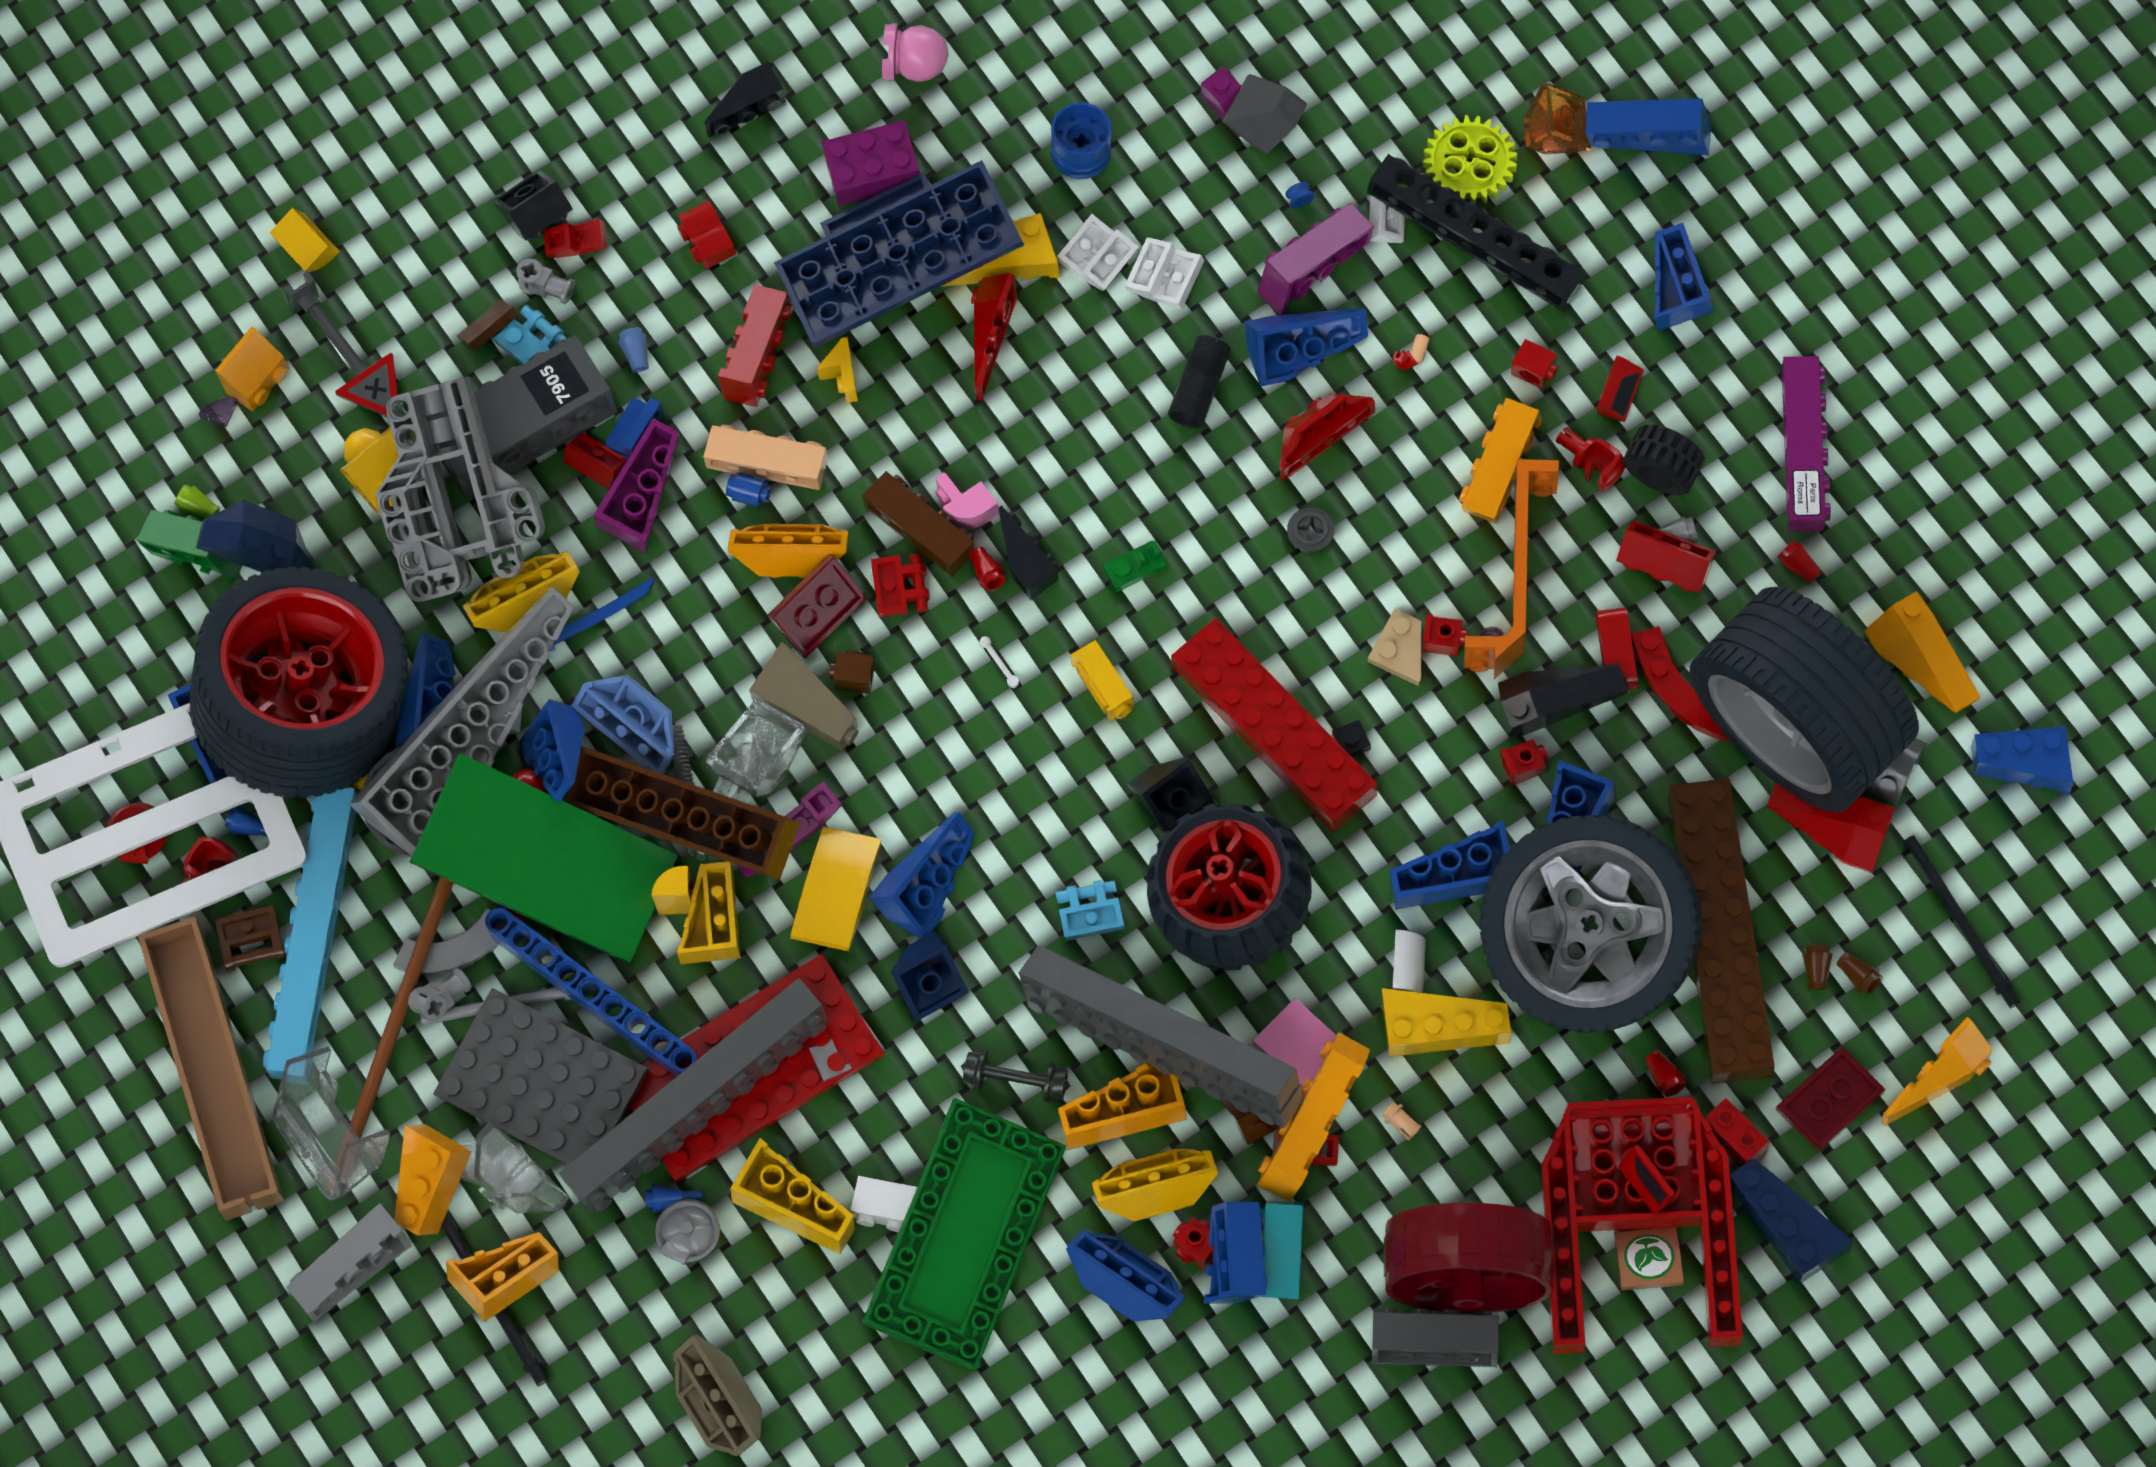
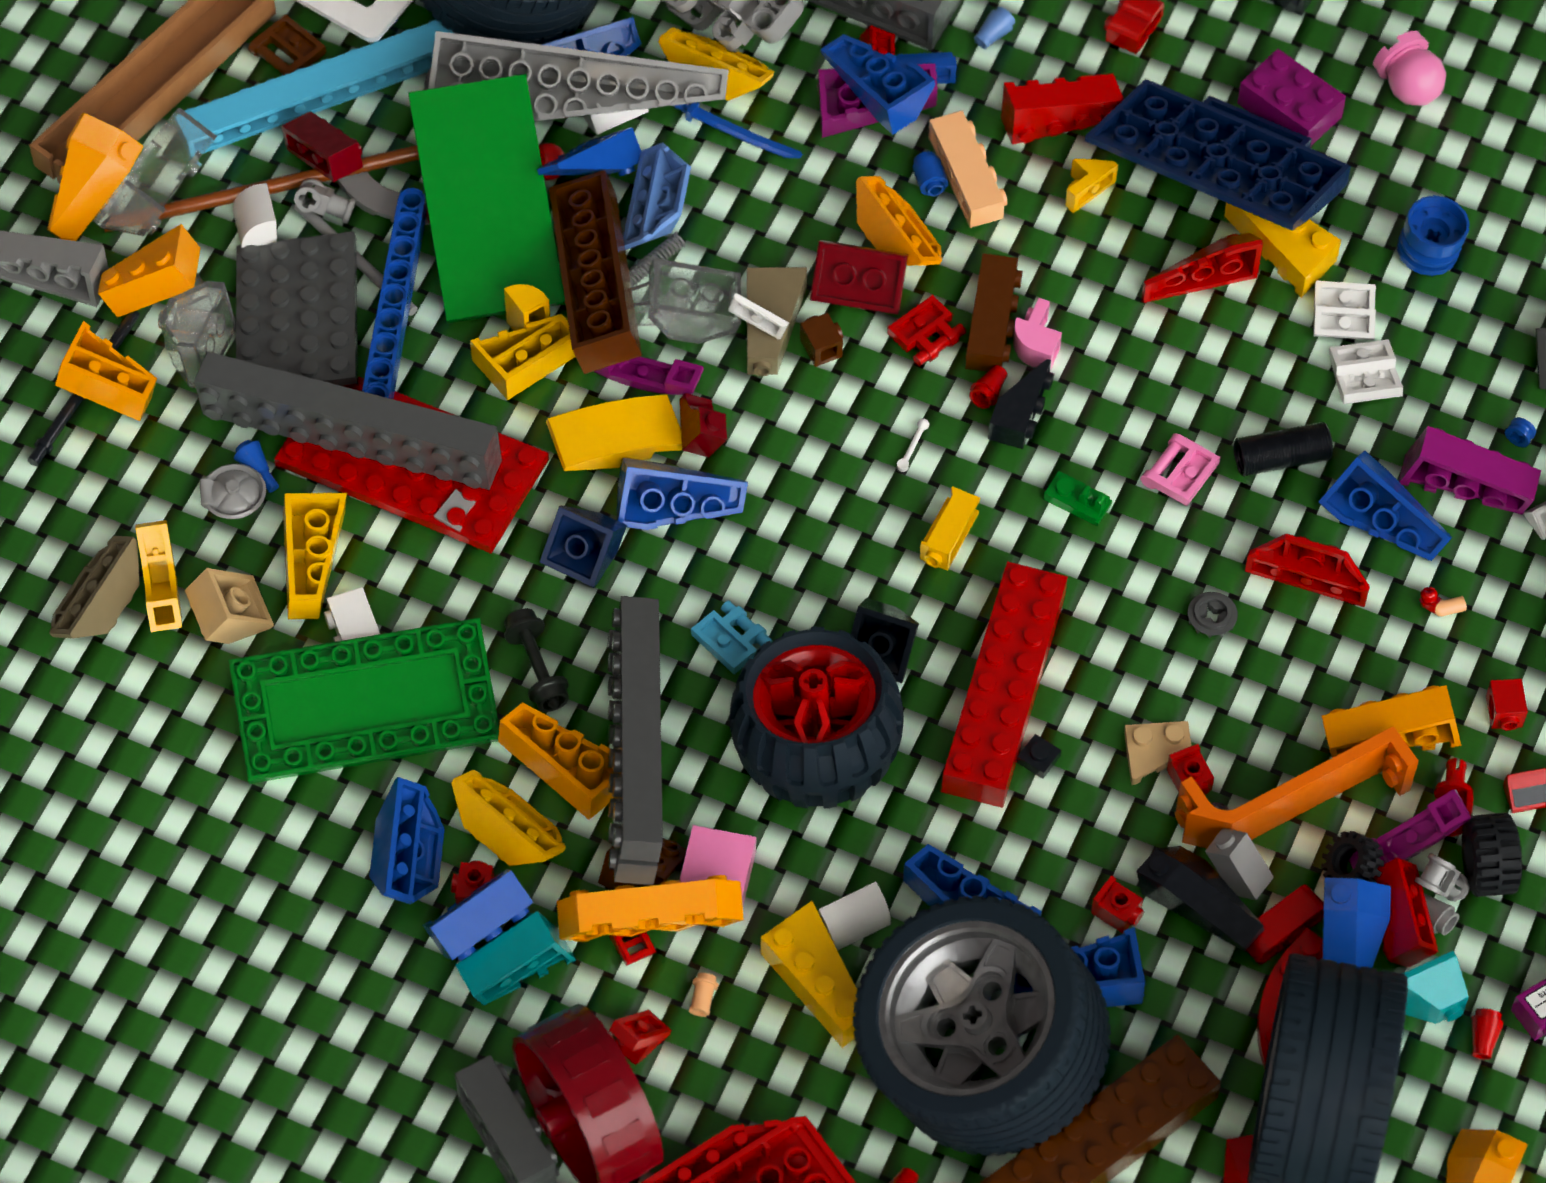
camera: 50 degrees right, 10 degrees down
(286, 1166) = (93, 169): none -> light orange wedge
(387, 964) = (322, 146): none -> dark red brick
(417, 1061) = (255, 216): none -> white brick
(652, 471) = (886, 86): none -> blue wedge
(740, 1340) = (159, 576): none -> yellow arch
(798, 1296) = (228, 606): none -> tan slope
(810, 707) = (758, 316): none -> white slope
(876, 817) = (701, 426): none -> dark red arch
(1171, 466) = (1189, 473): none -> bright pink plate
(1406, 1188) = (639, 1034): none -> red slope
(1552, 648) = (1239, 863): none -> light grey brick
(1607, 509) = (1422, 830): none -> magenta slope
(1610, 550) = (1344, 848): none -> black tyre
(1659, 509) = (1441, 878): none -> light grey connector
(1662, 604) = (1354, 920): none -> blue wedge
(1747, 576) = (1436, 990): none -> slope

